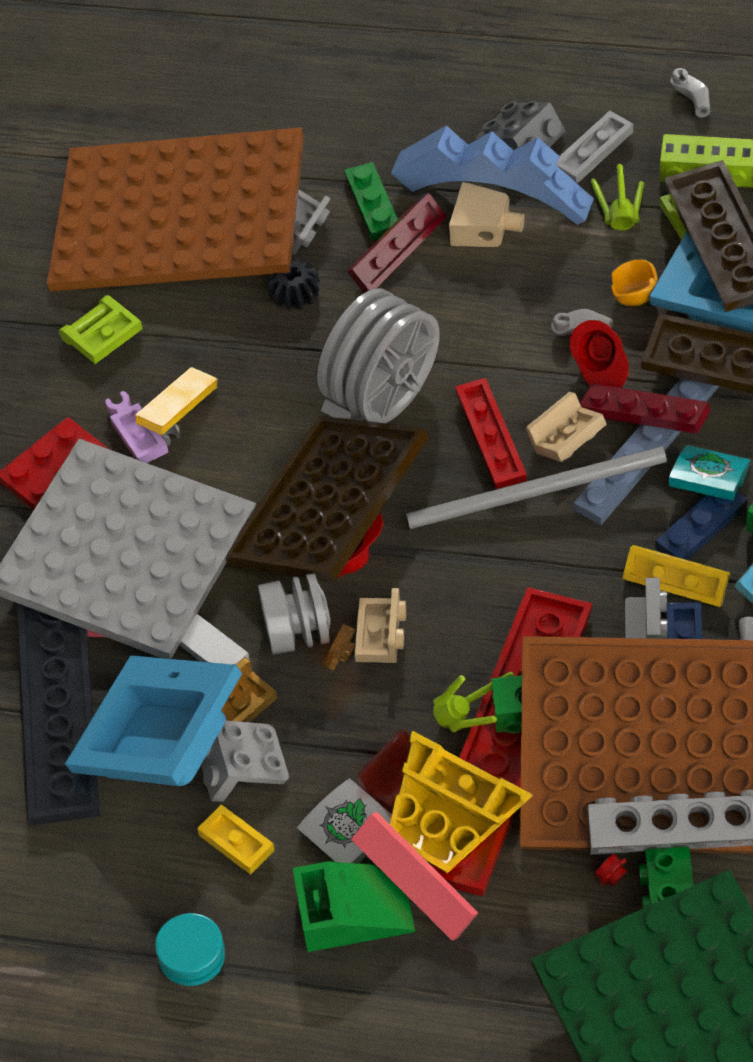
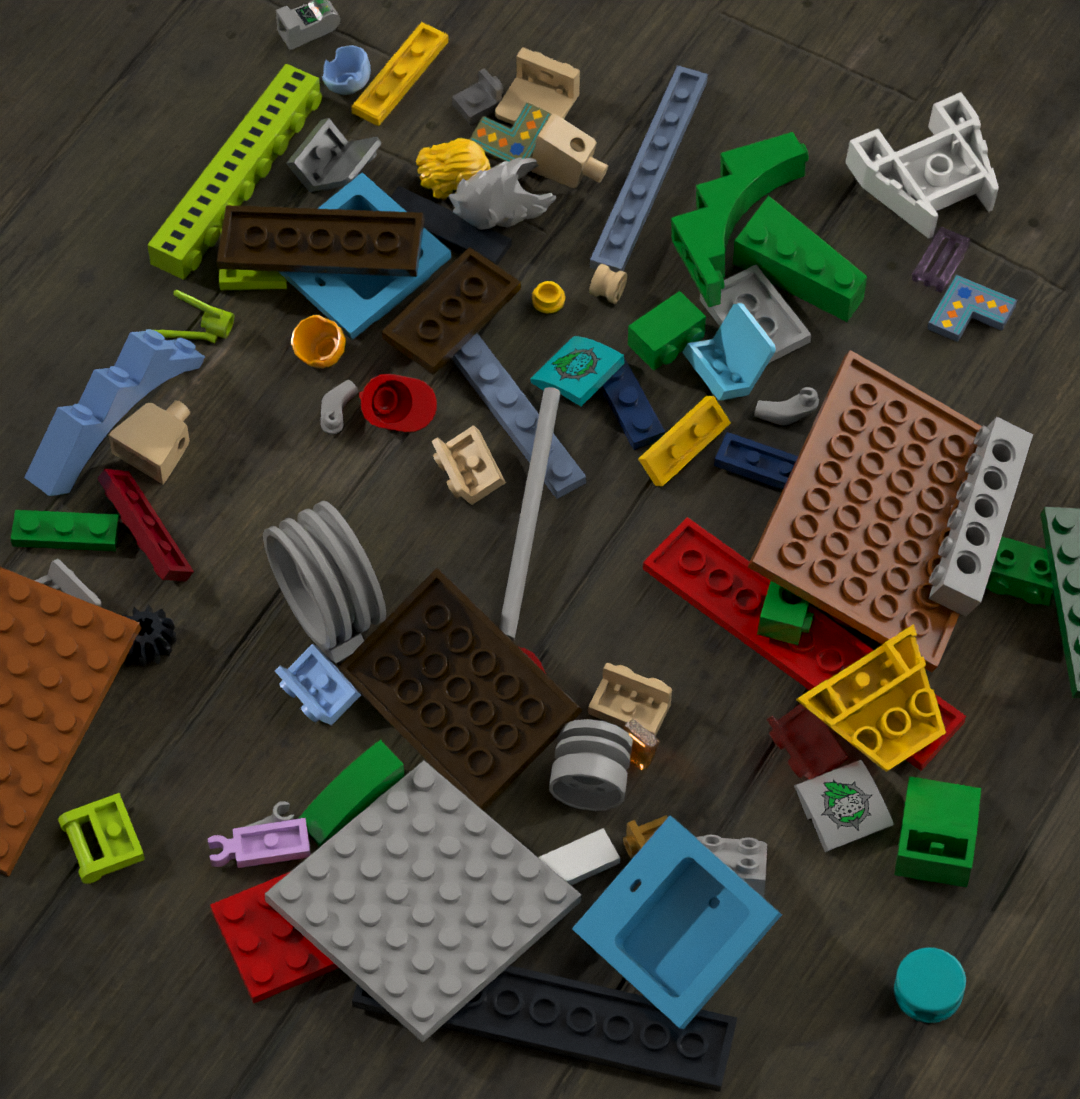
camera: 75 degrees left, 5 degrees up
(176, 401) = (250, 791): yellow tile -> none
(209, 466) = (352, 792): none -> green slope
(236, 839) = (820, 907): yellow plate -> none
(292, 408) = (318, 686): none -> light blue bracket
(414, 876) = (935, 763): coral tile -> none
(452, 710) = (756, 669): lime plant -> none
(490, 434) = (437, 530): red plate -> none
(524, 122) = (49, 364): dark grey bracket -> none
(594, 146) = (109, 308): light grey plate -> none
(611, 870) = (984, 613): red plate -> none
(643, 613) = (728, 480): light grey bracket -> none
(646, 408) = (481, 389): dark red plate -> none
(692, 89) = (88, 204): light grey arm -> none

